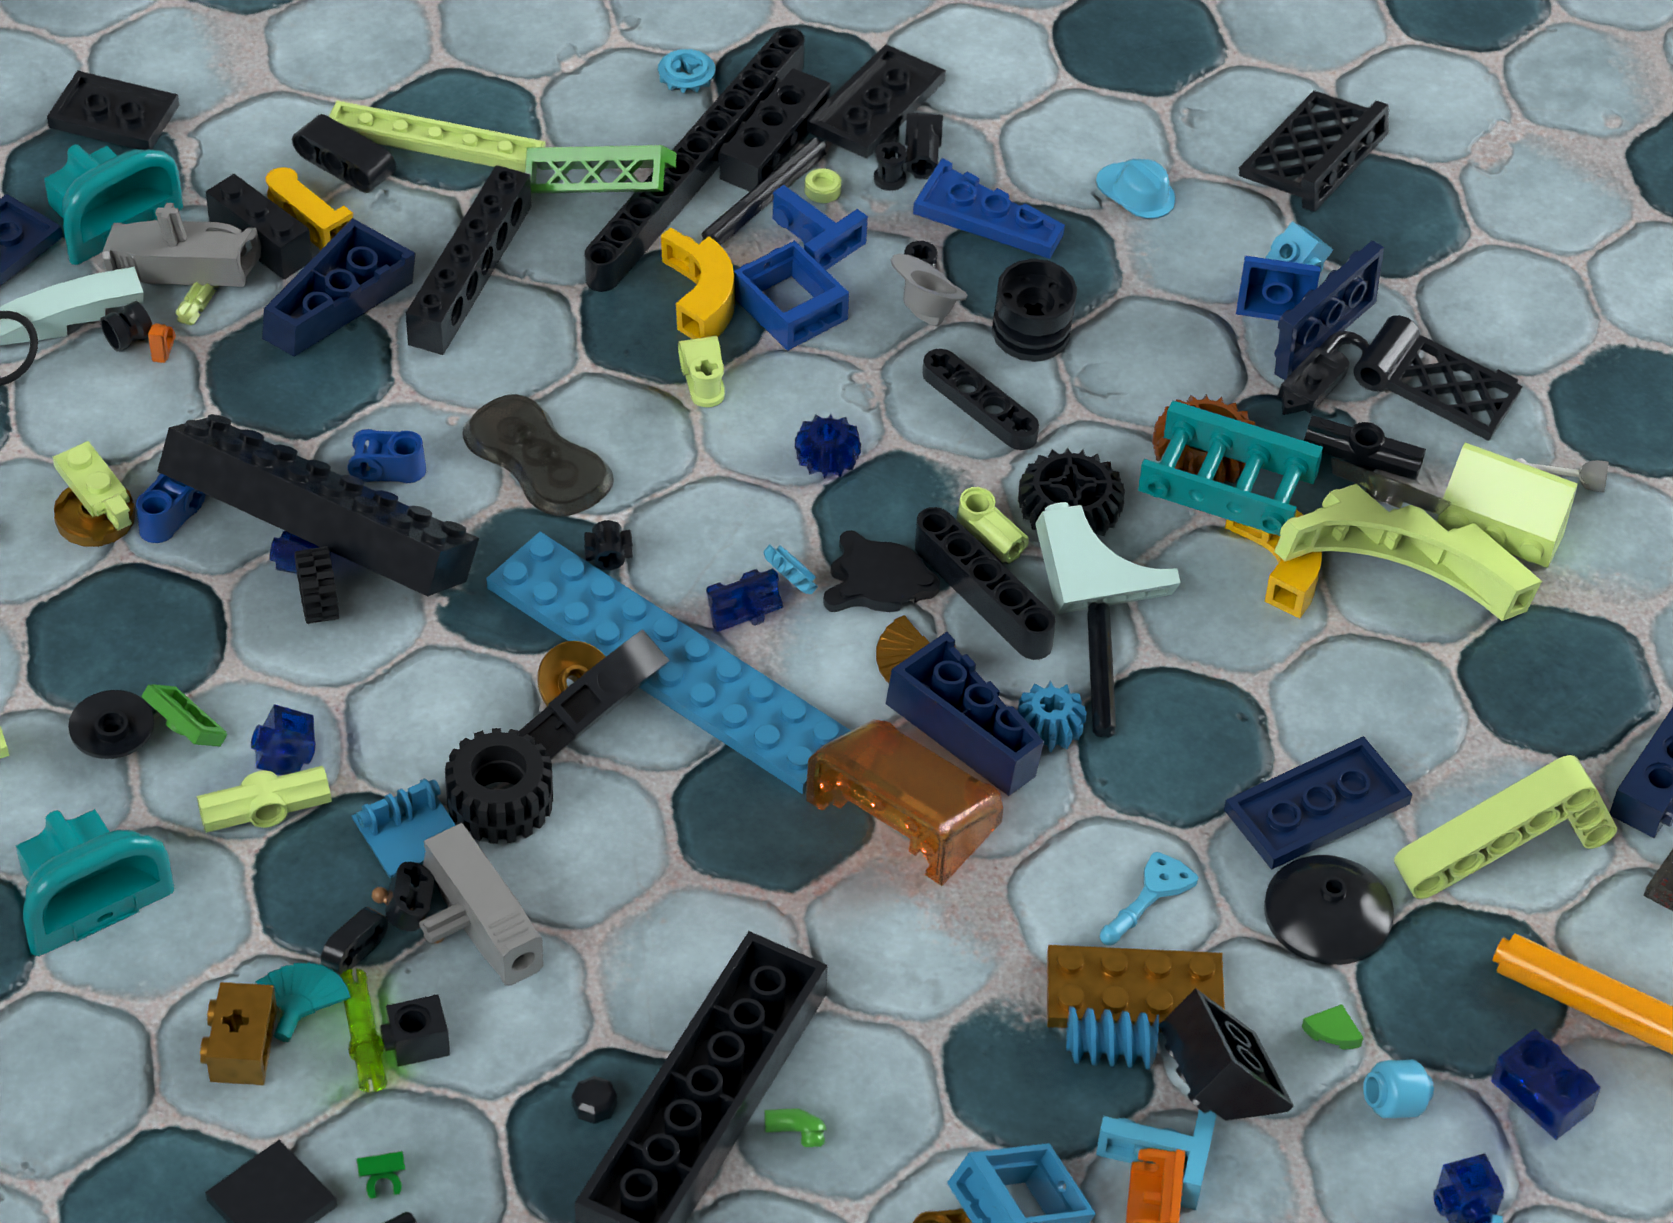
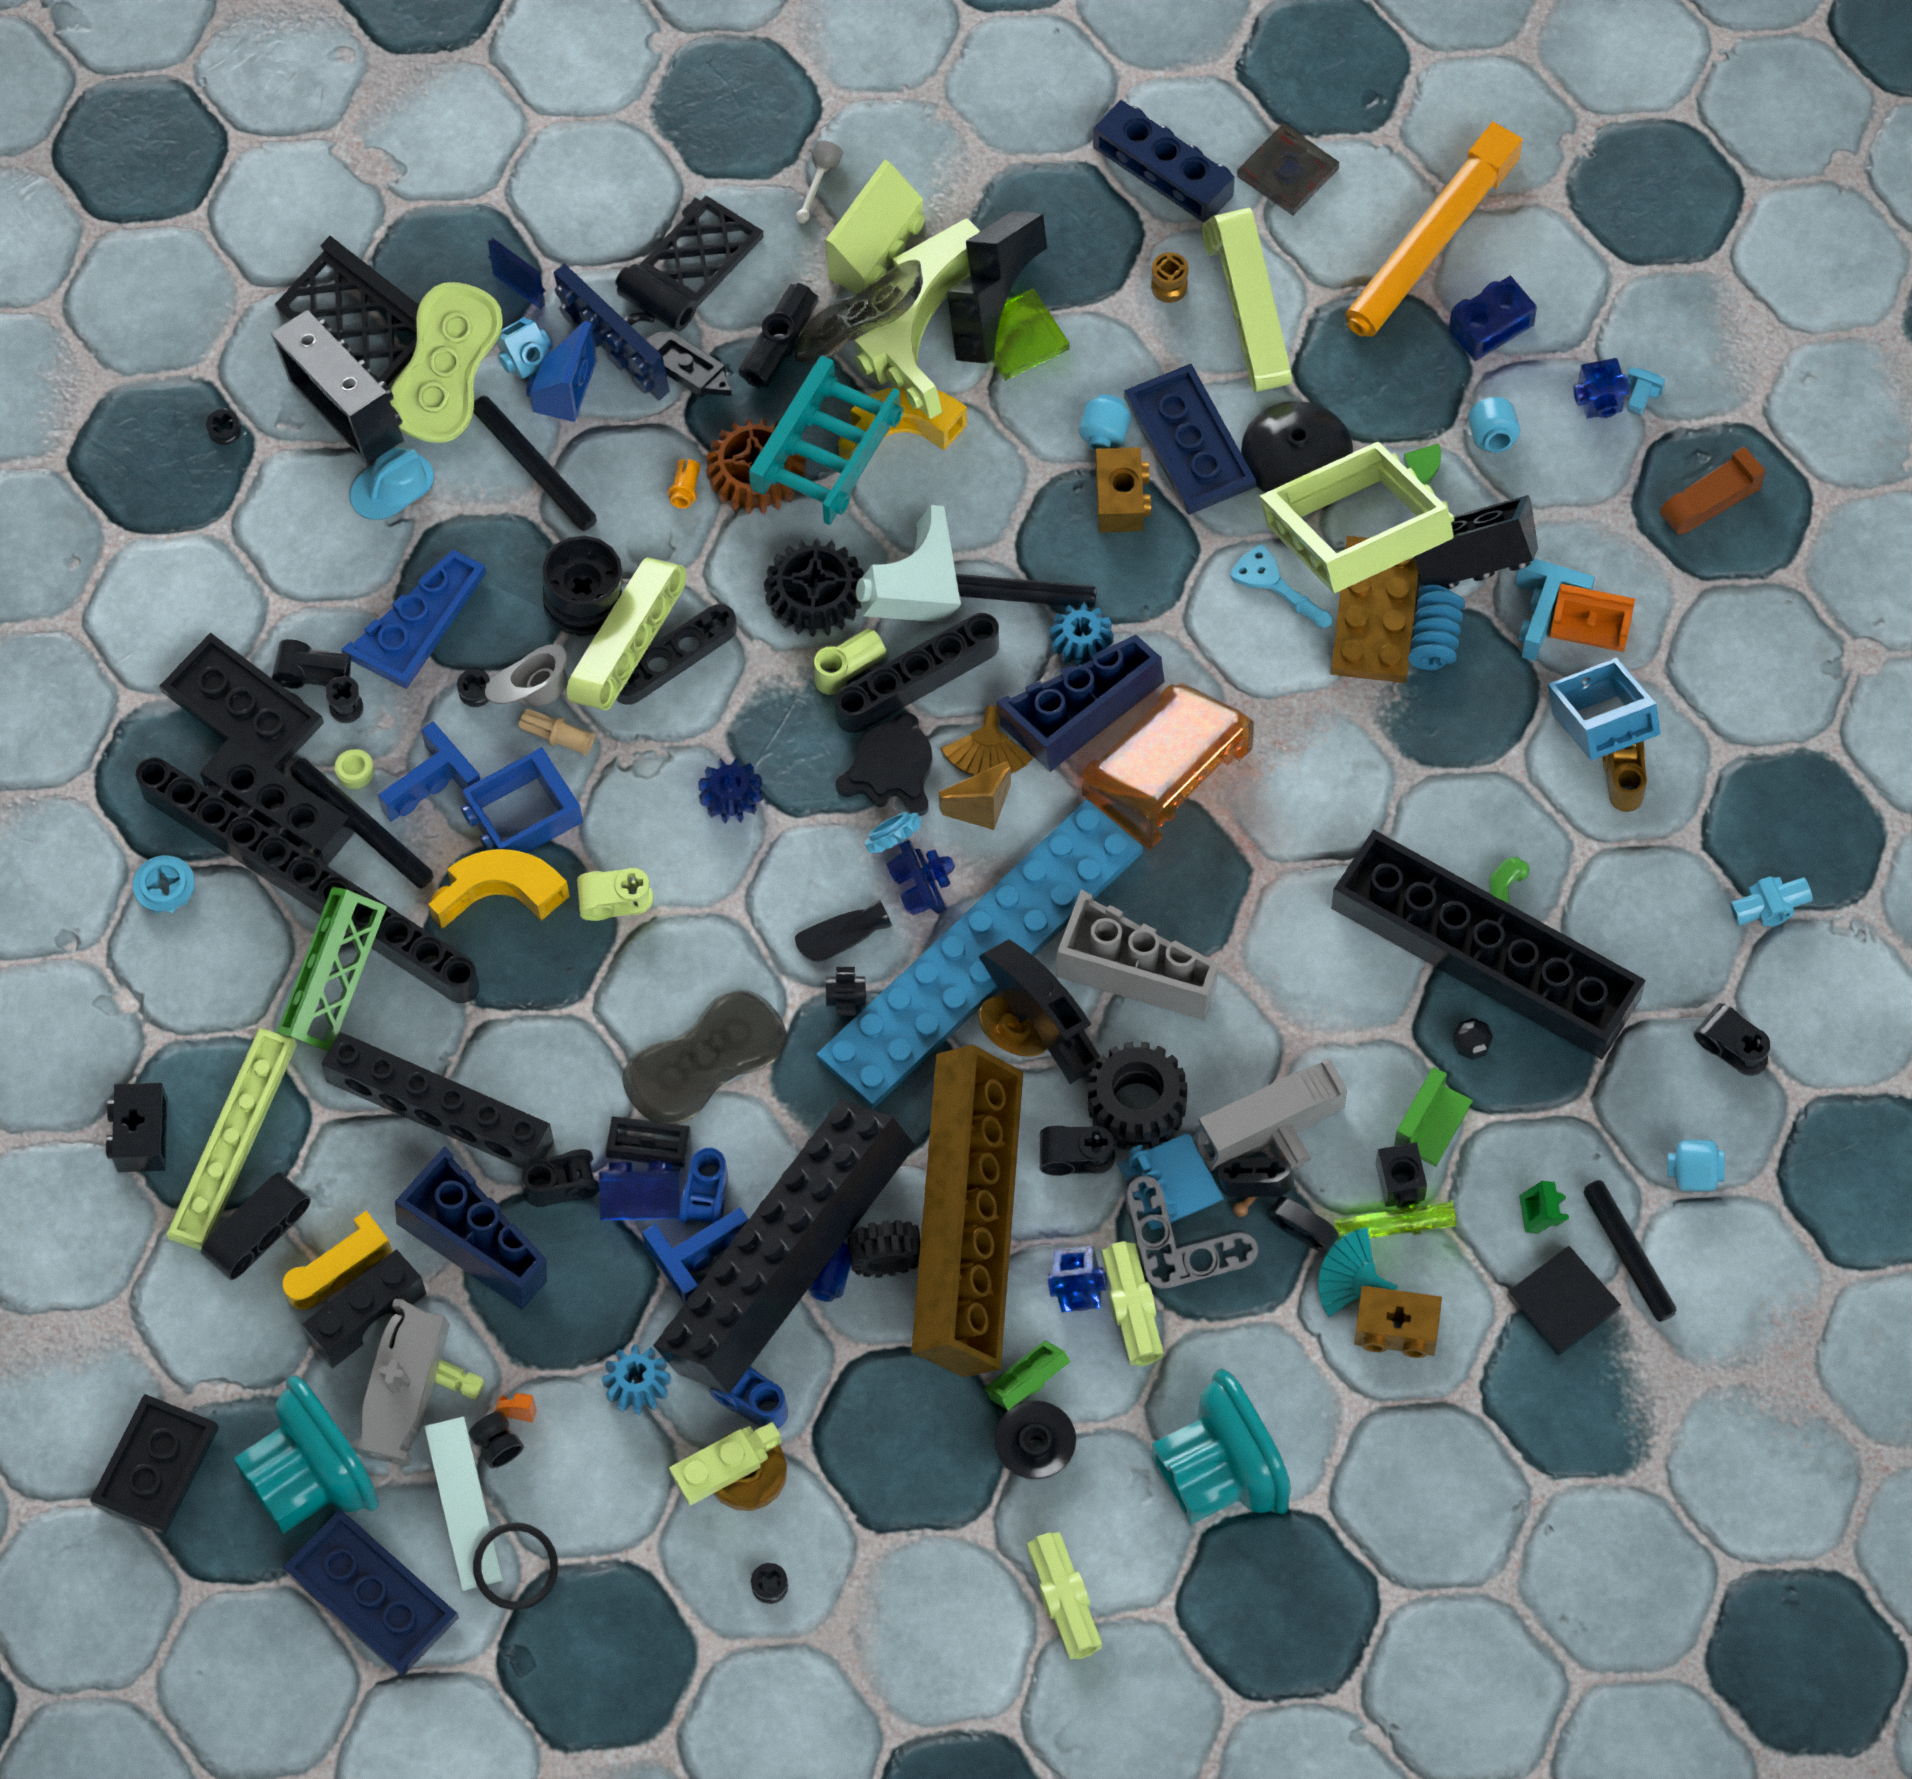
camera: 80 degrees left, 15 degrees up
(180, 407) = (636, 1394): none -> dark azure gear
(314, 437) = (692, 1253): none -> blue bracket
(316, 829) = (1180, 1254): none -> beam
(354, 641) = (967, 1212): none -> pearl gold brick
(385, 402) = (639, 1192): none -> clear blue bracket
(395, 348) = (563, 1178): none -> black piece
(436, 737) = (1071, 1150): none -> black piece
(438, 71) = (147, 1108): none -> black brick
(440, 439) = (644, 1155): none -> black tile
(492, 1060) = (1433, 1117): none -> bright green panel
(663, 765) = (1133, 961): none -> light grey wedge
(683, 549) = (841, 932): none -> black piece
(844, 642) = (978, 797): none -> pearl gold slope
(878, 319) = (556, 731): none -> tan axle
(1006, 345) = (626, 633): none -> yellowish green beam
(1150, 904) = (1339, 479): none -> yellowish green window
(1168, 390) = (682, 491): none -> light orange pin
(1169, 62) = (220, 417): none -> black bush
(1177, 282) = (534, 463): none -> black axle
(1214, 114) = (338, 386): none -> piece
(1238, 740) = (1118, 509): none -> pearl gold brick
(1244, 196) = (454, 334): none -> yellowish green plate
(1317, 721) = (1105, 422): none -> medium azure head
(1389, 229) = (516, 273): none -> clear blue piece
(1419, 651) = (1026, 335): none -> clear neon green tile
(1486, 598) = (995, 263): none -> black arch
(1518, 763) = (1169, 277): none -> pearl gold wheel

